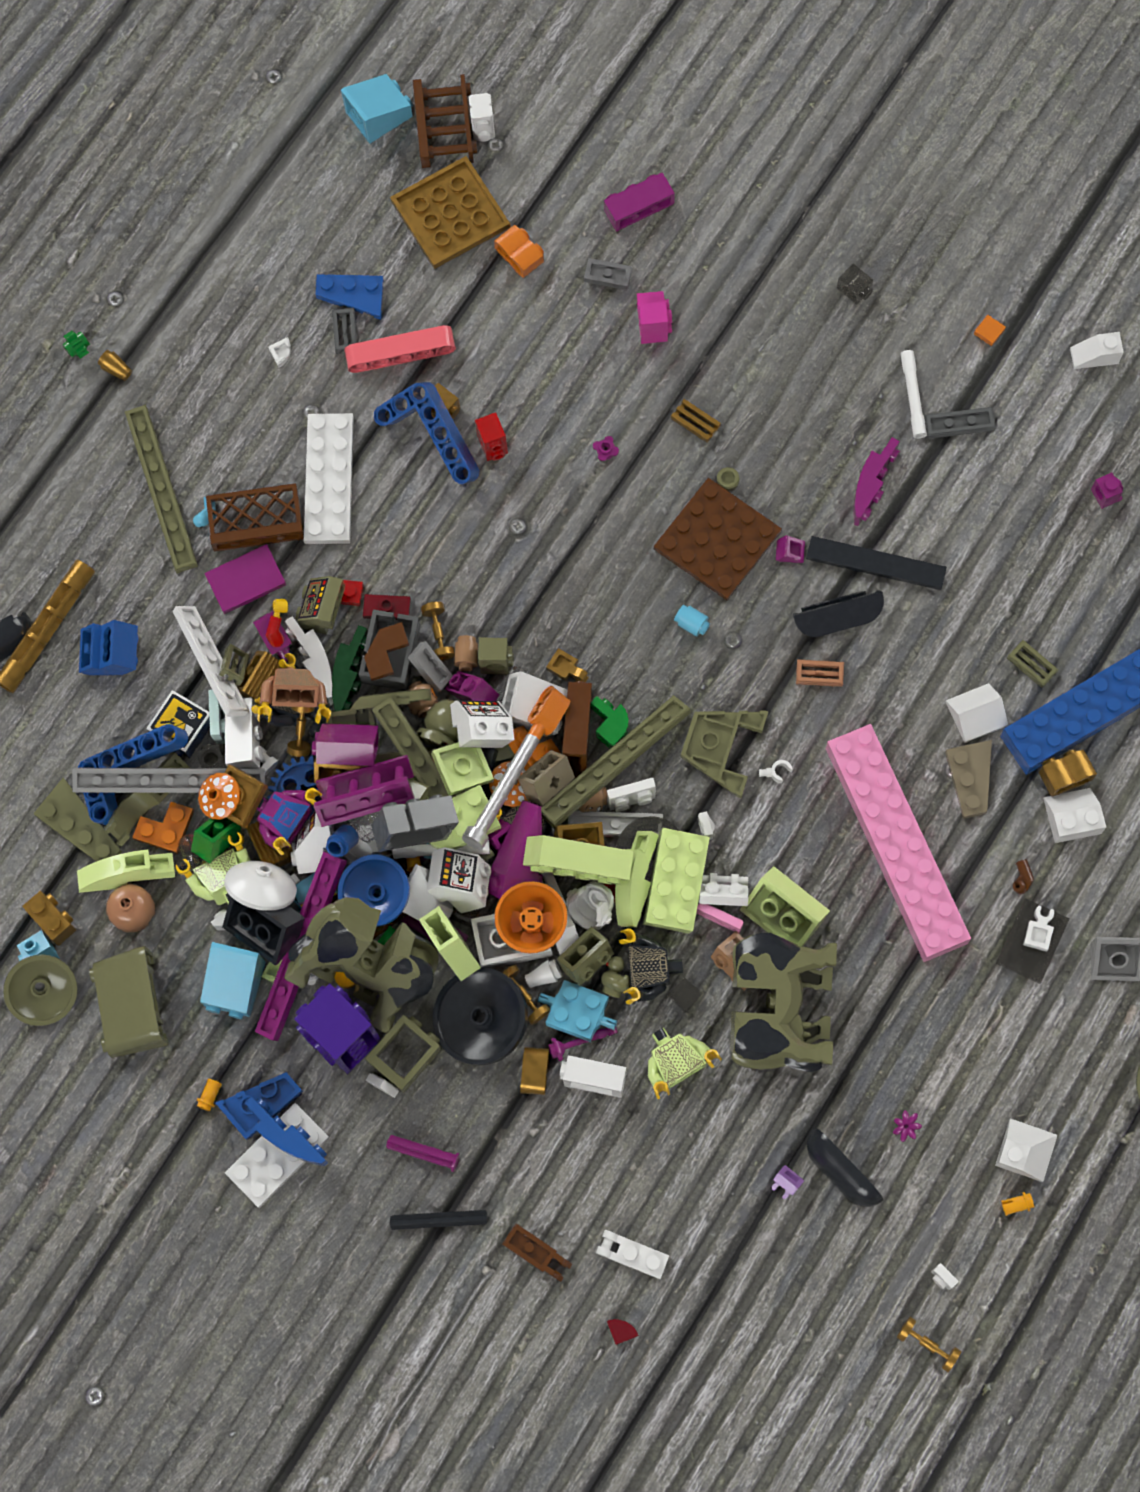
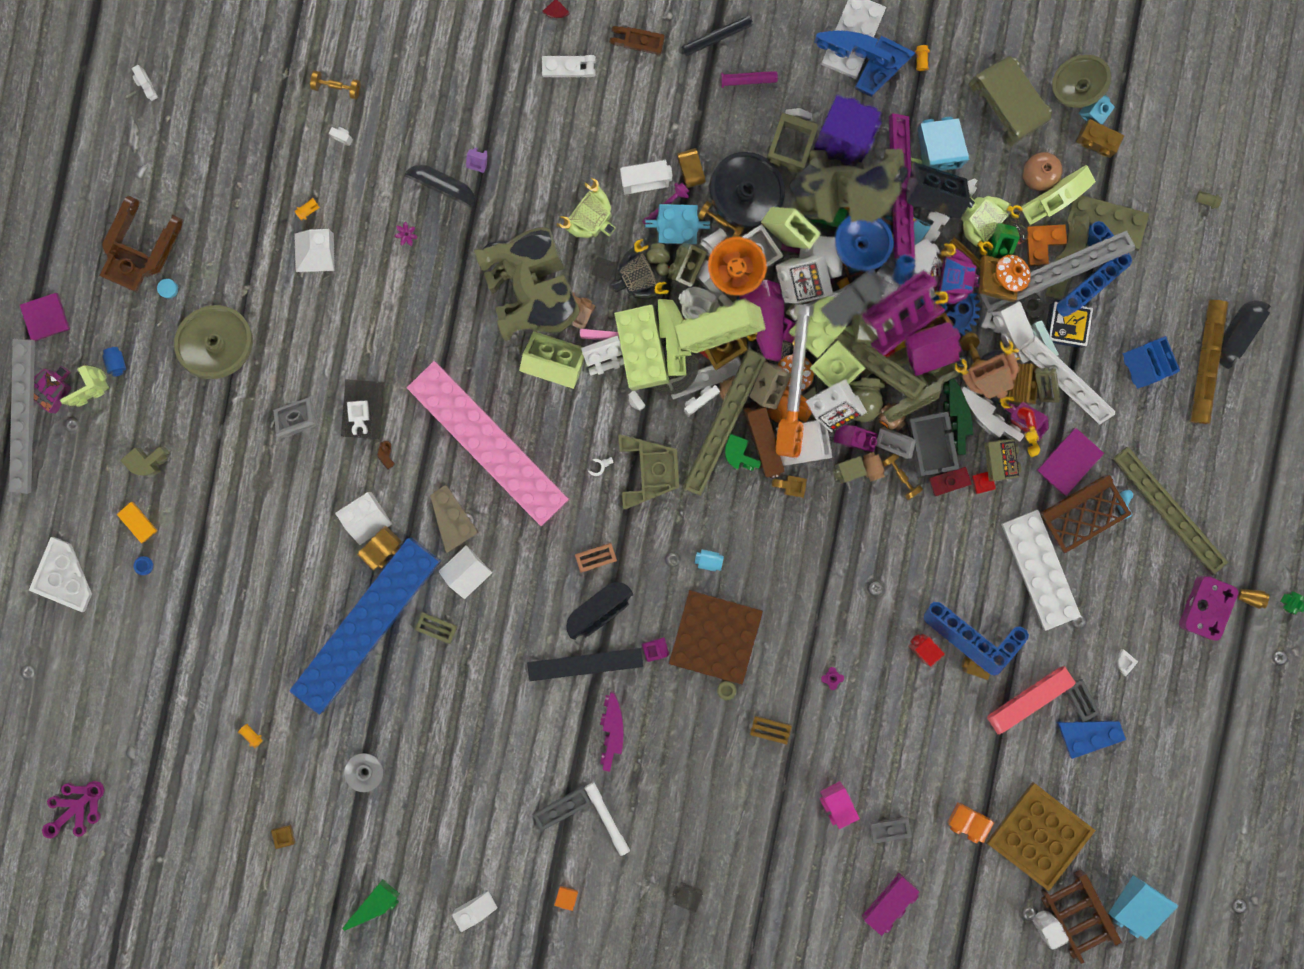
camera: 150 degrees right, 15 degrees up
(168, 362) = (1214, 609): none -> magenta axle
(260, 885) = (951, 207): white dish -> none
(386, 640) = (939, 429): reddish brown tile -> none
(1110, 488) = (426, 793): magenta brick -> none

